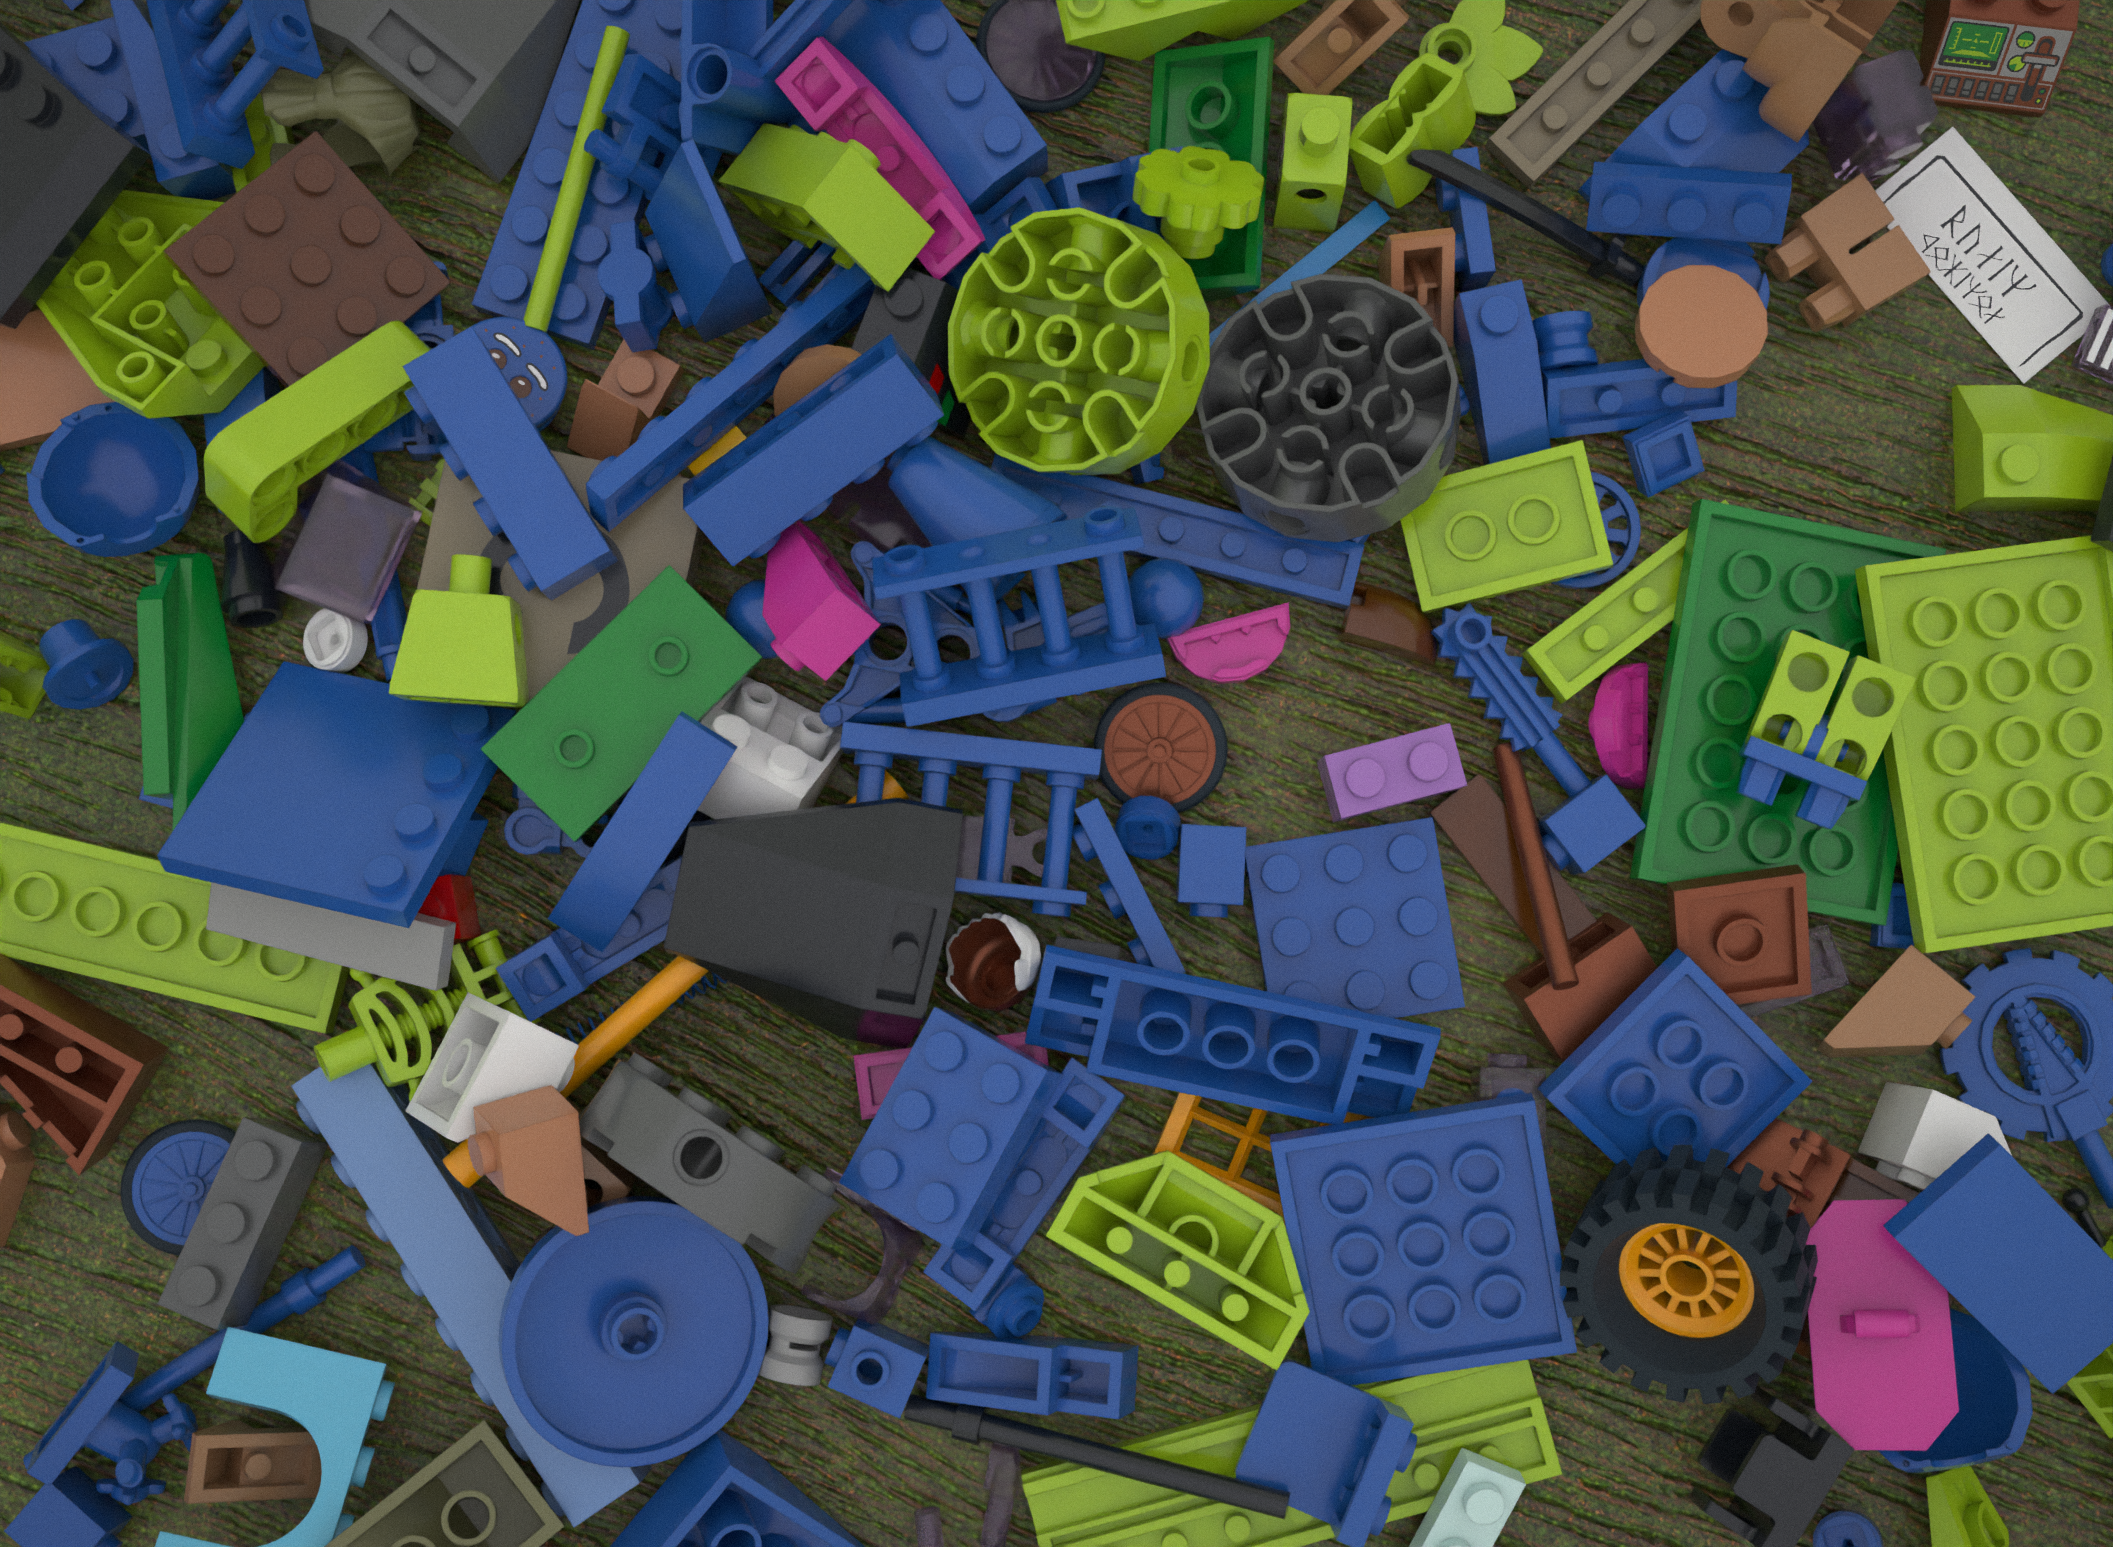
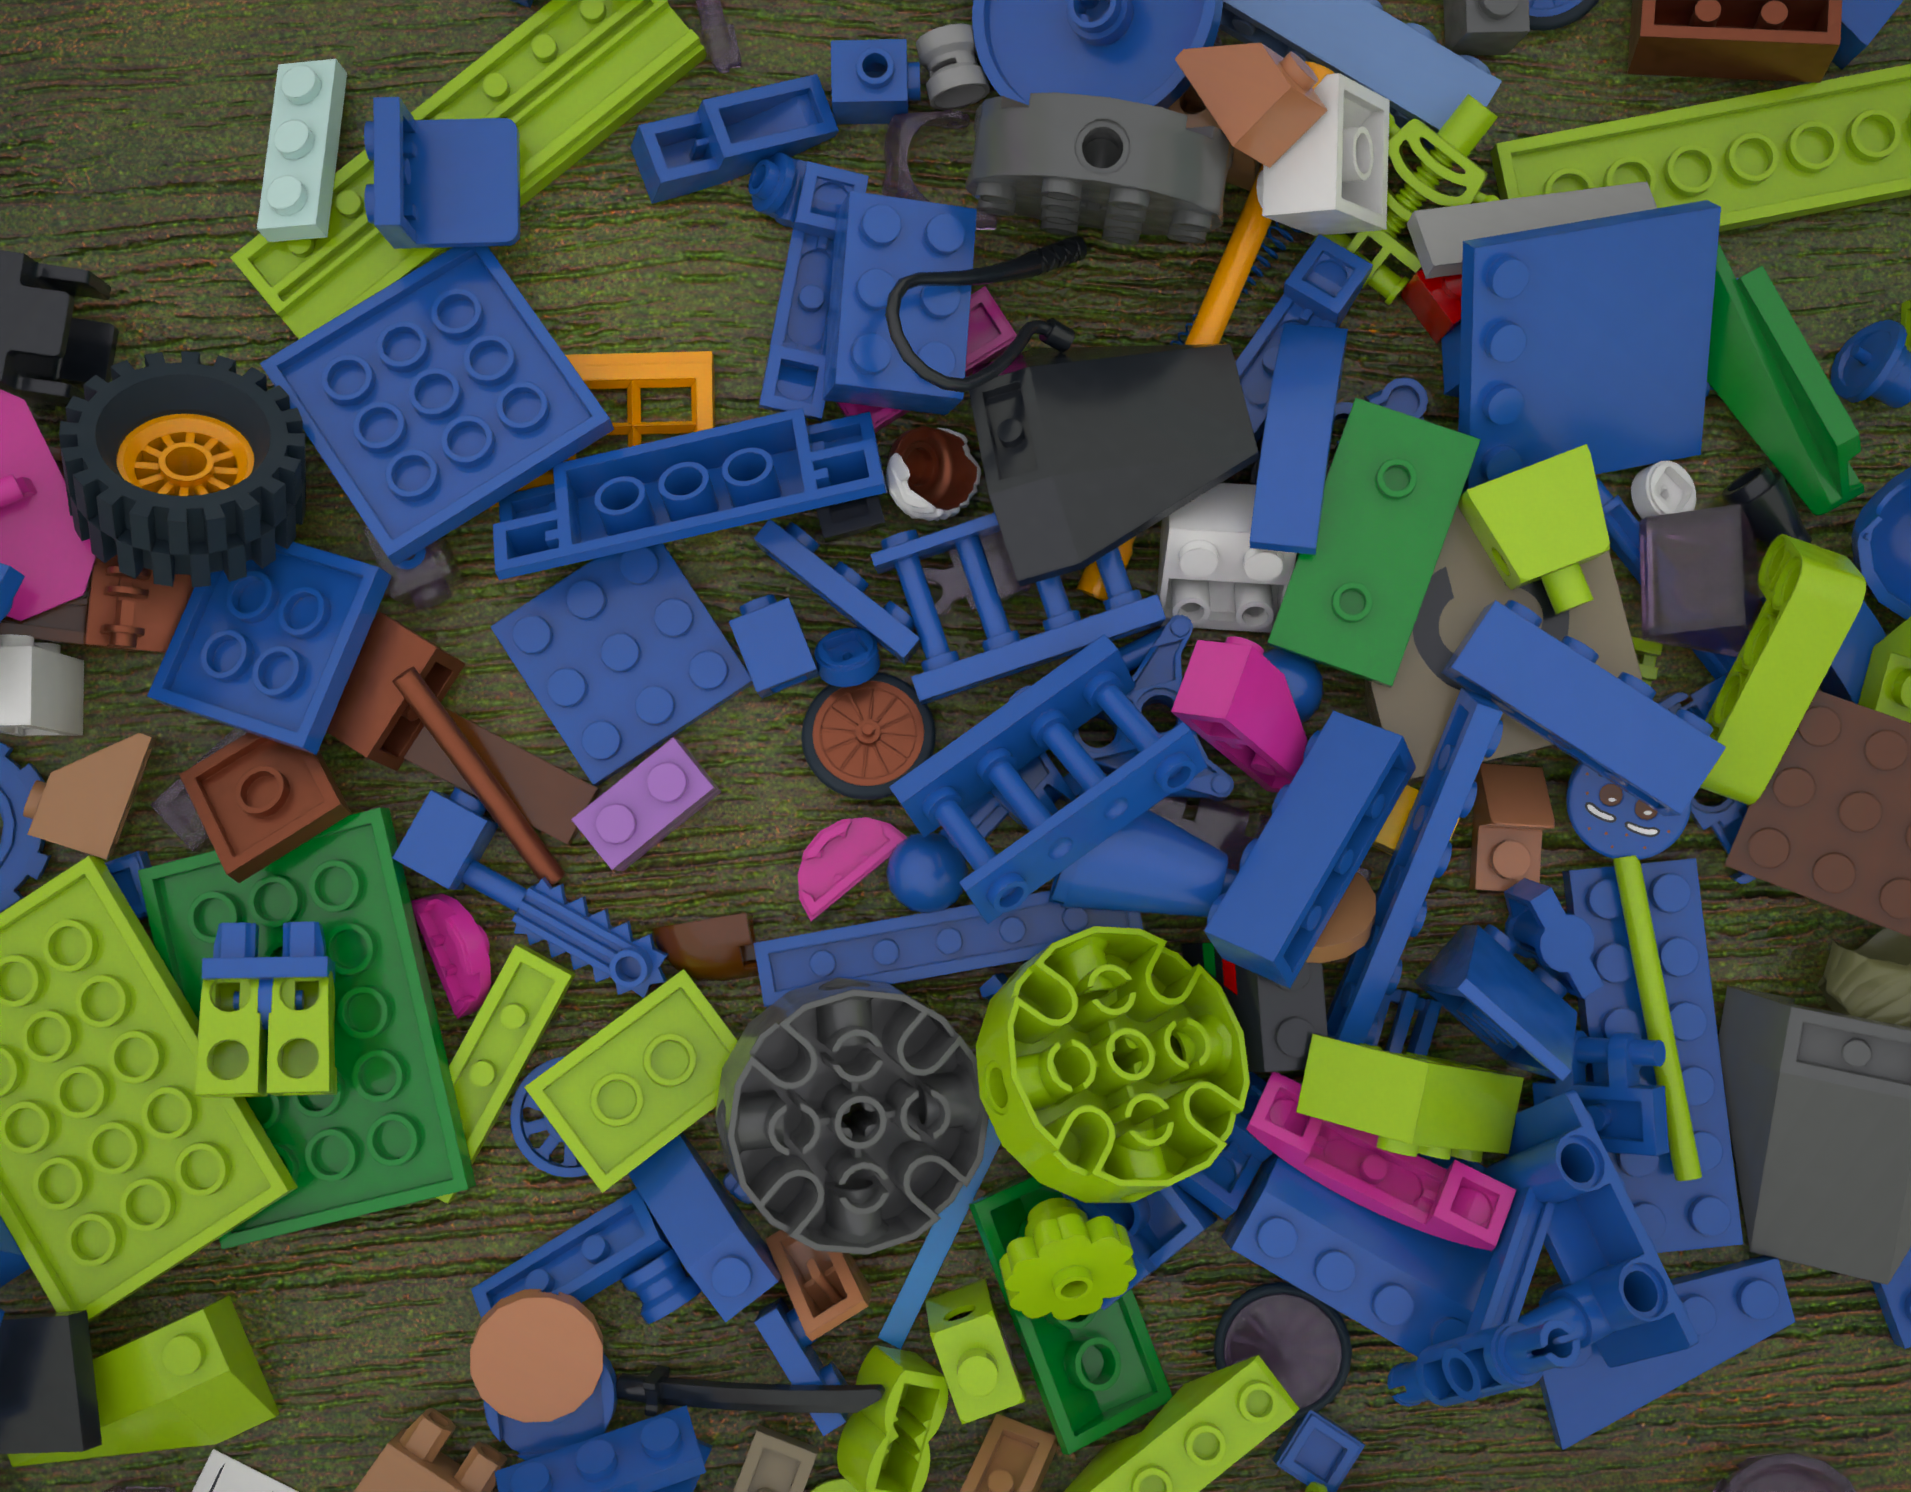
camera: 145 degrees right, 0 degrees up
(823, 1039) = (1024, 266): none -> black piece
(974, 1424) = (762, 71): black bar -> none
(1190, 1249) = (640, 296): lime wedge -> none
(1663, 453) = (523, 1222): blue tile -> none

